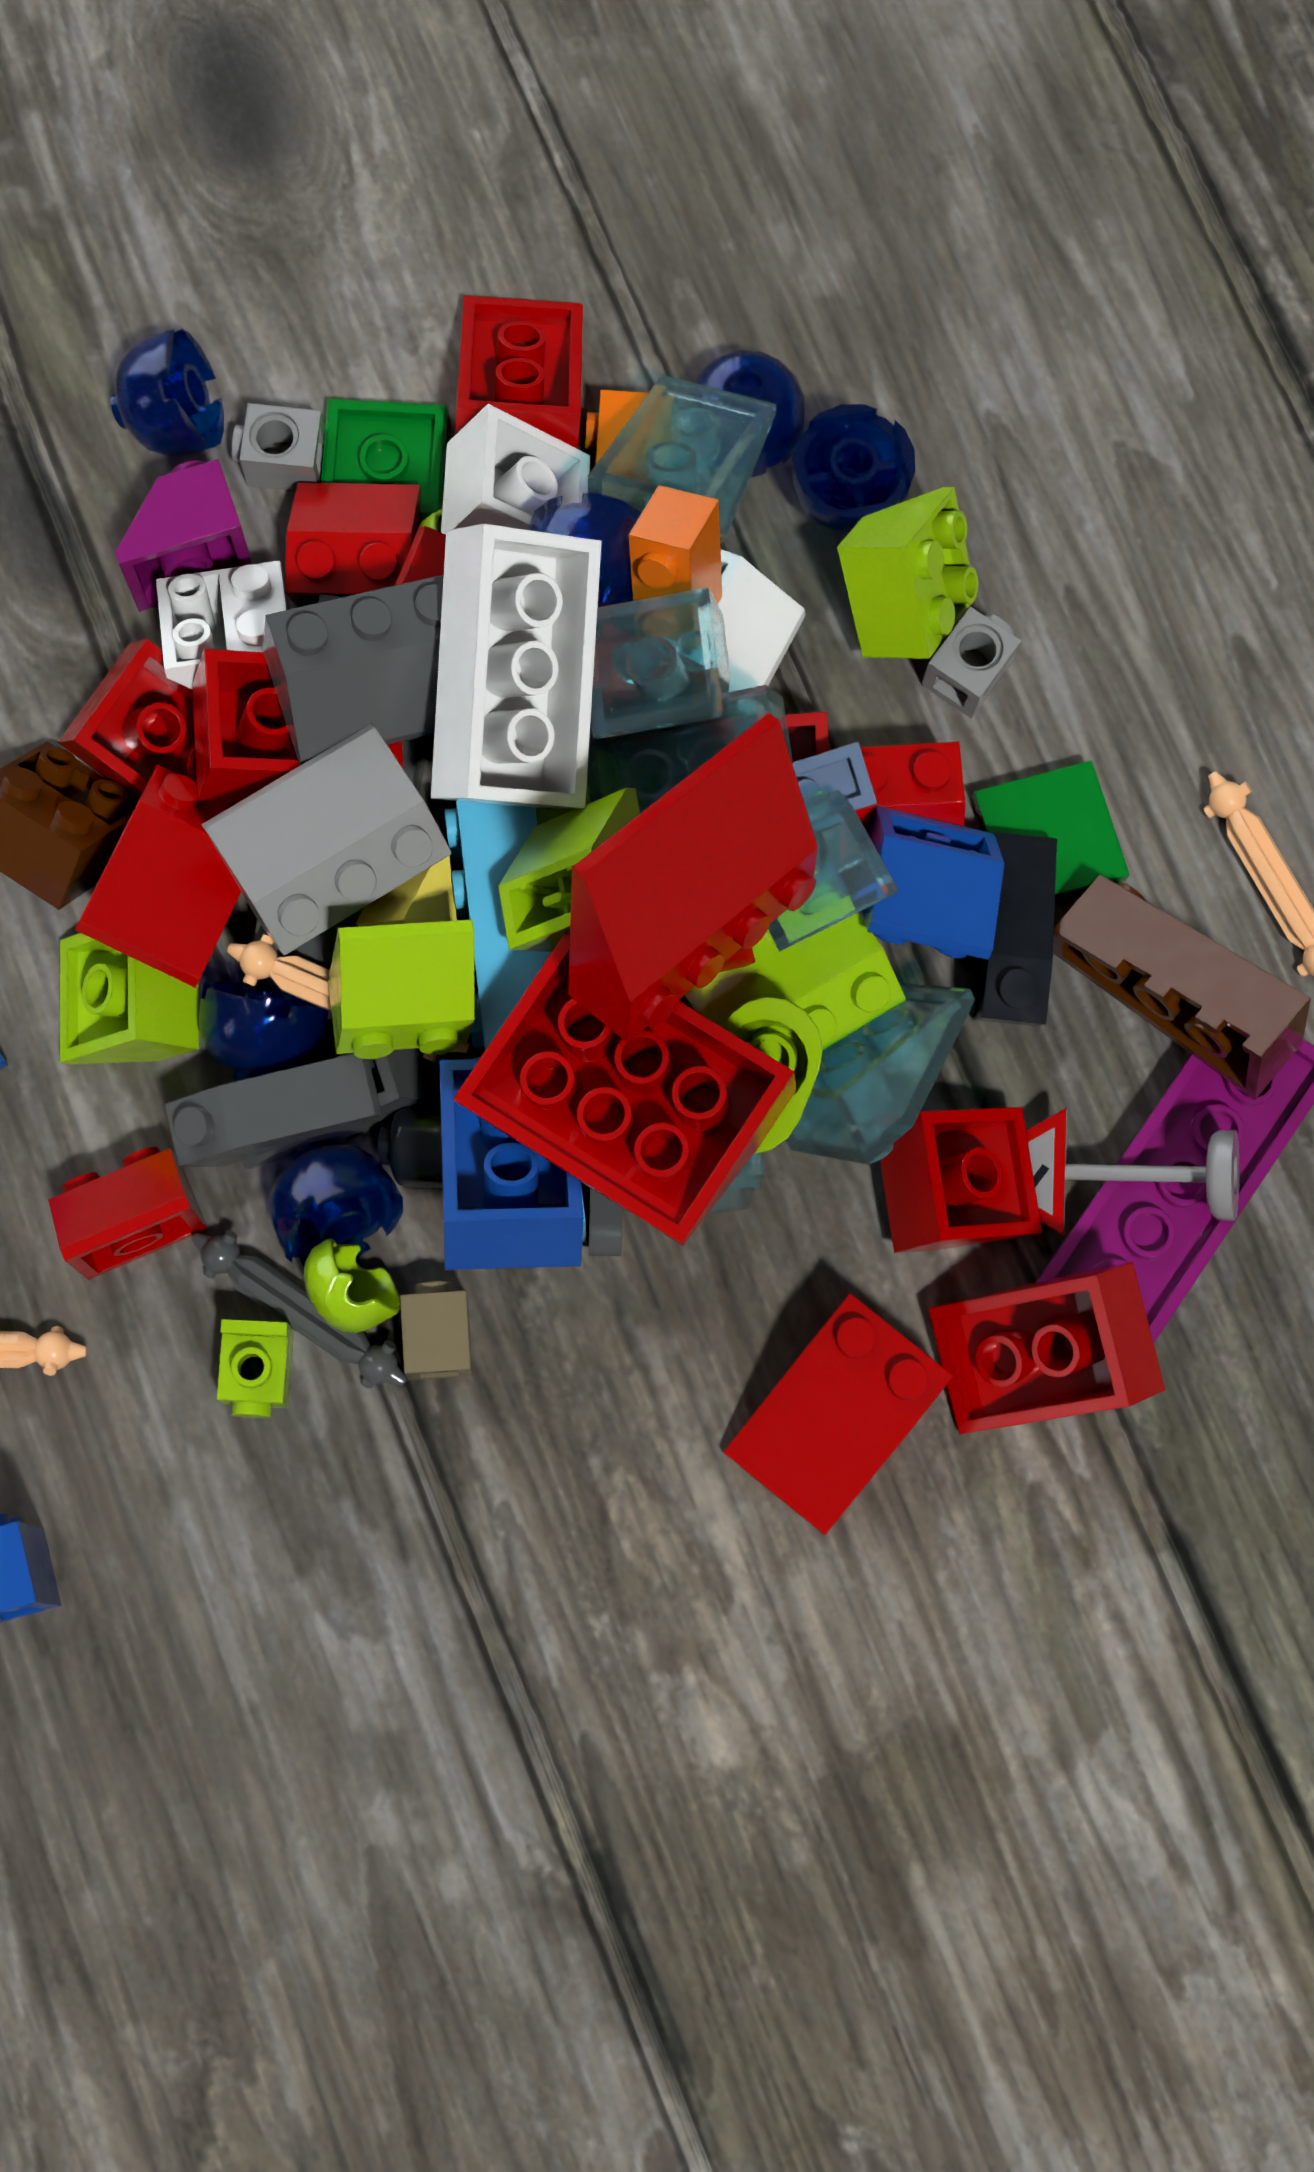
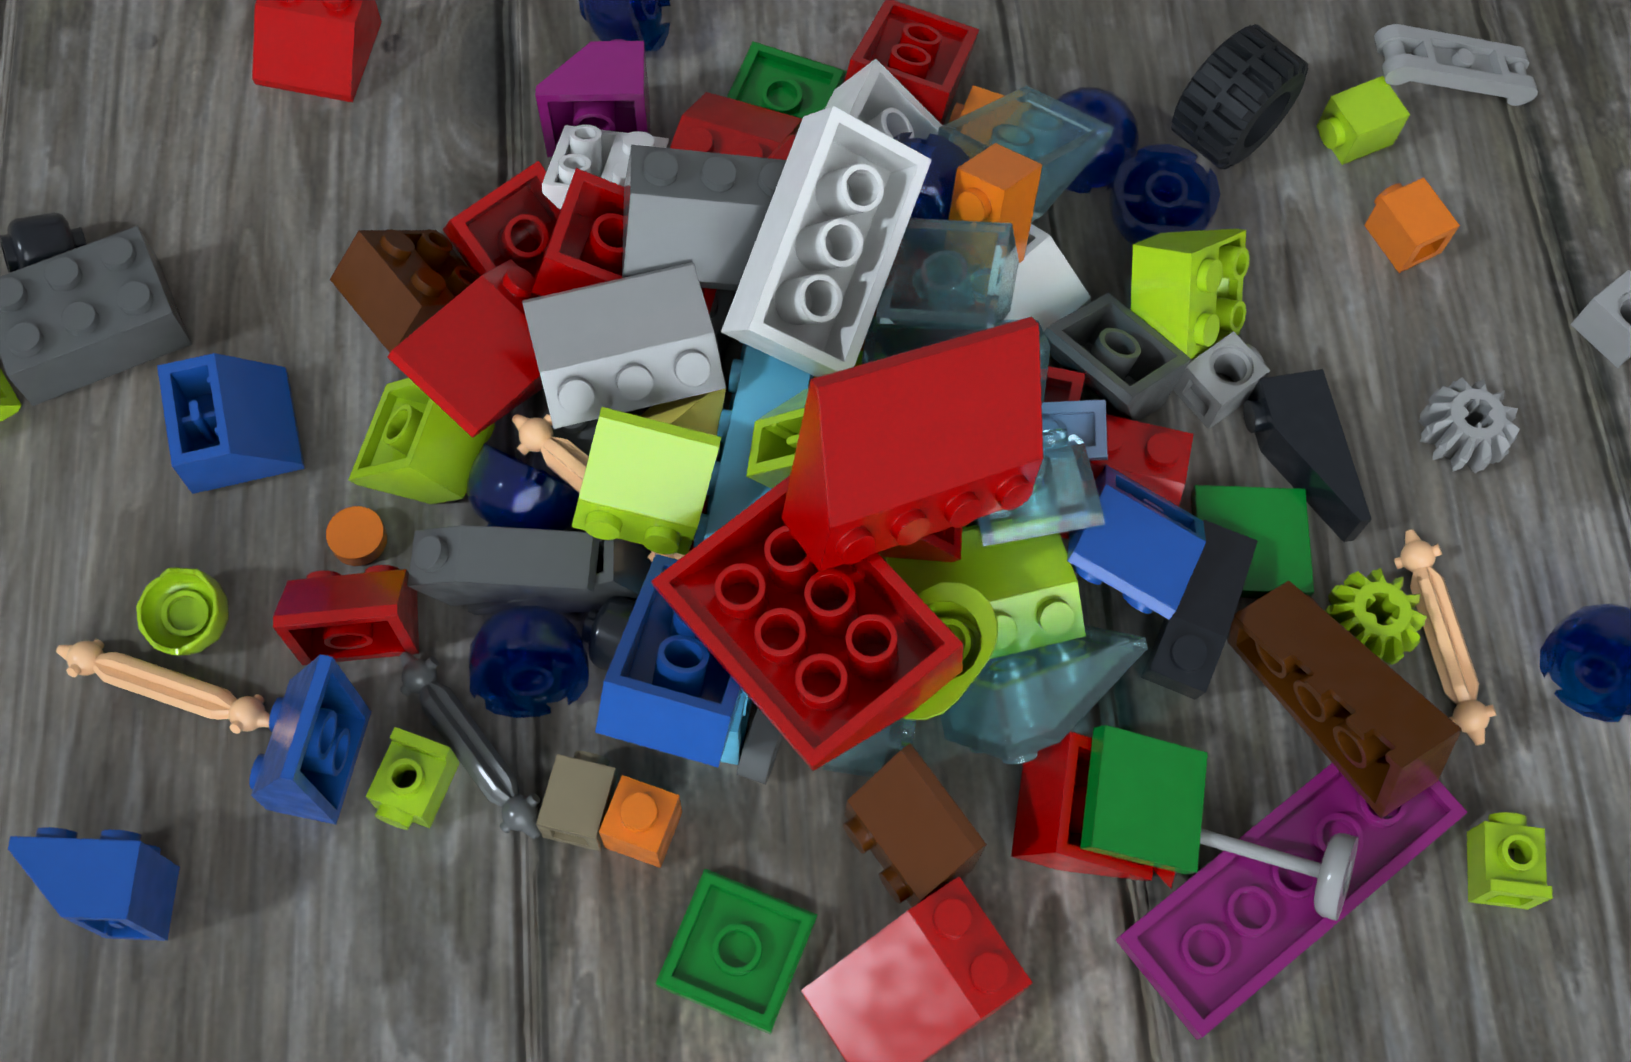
camera: 20 degrees right, 10 degrees down
(94, 1122) = (356, 536): none -> orange tile
(138, 1365) = (311, 744): none -> blue slope
(273, 424) = (701, 61): light grey brick -> none
(346, 1293) = (511, 737): lime hair -> none
(508, 1335) = (641, 821): none -> orange brick
(646, 1433) = (736, 951): none -> green tile
(787, 1259) = (912, 828): none -> reddish brown slope
(854, 672) = (1120, 355): none -> dark grey slope
(903, 319) = (1239, 96): none -> black tyre
(1013, 1156) = (1144, 800): none -> green tile
(1046, 297) = (1362, 120): none -> lime brick
(1048, 1350) = (1129, 987): red slope -> none
(1079, 708) = (1307, 445): none -> black slope
(1129, 411) = (1410, 224): none -> orange brick
(1133, 198) = (1455, 62): none -> light grey plate
(1208, 868) = (1378, 614): none -> lime gear
(1270, 631) = (1468, 425): none -> light grey gear

